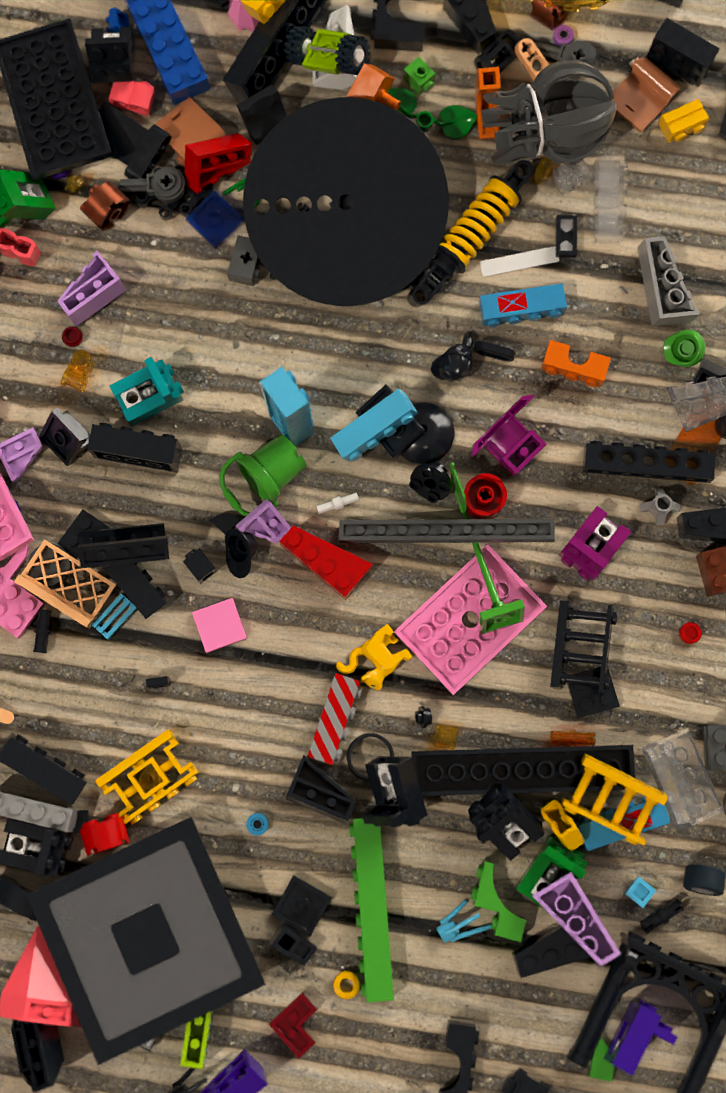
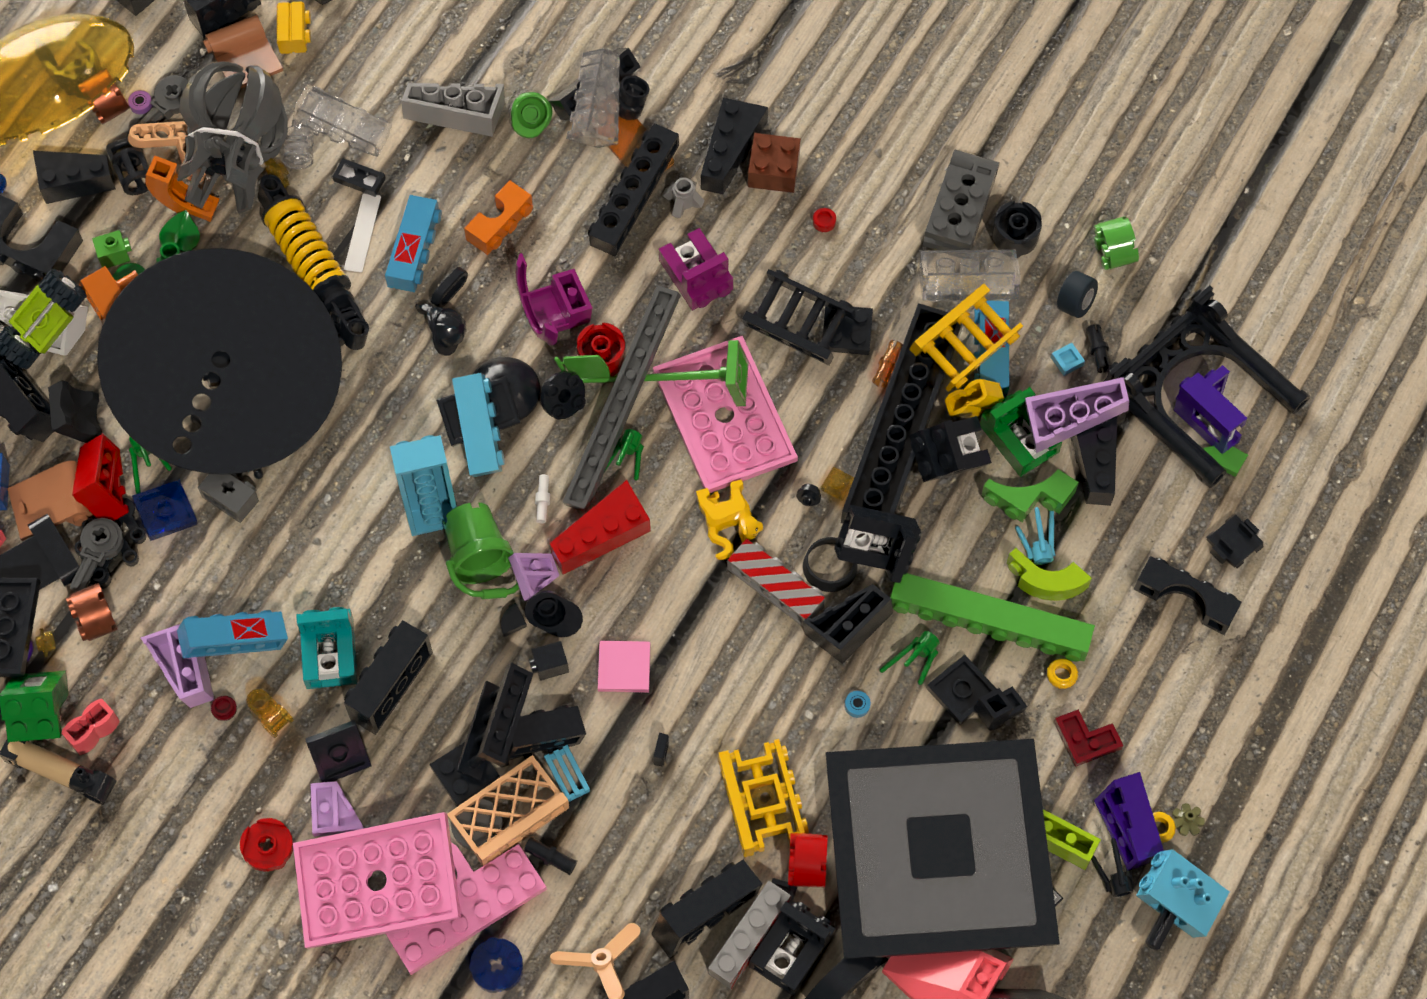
camera: 70 degrees left, 15 degrees down
(123, 316) = (231, 634): none -> dark azure brick
(326, 862) = (923, 646): none -> green plant
(412, 551) = (628, 445): none -> green plant
(424, 958) = (1047, 584): none -> lime arch

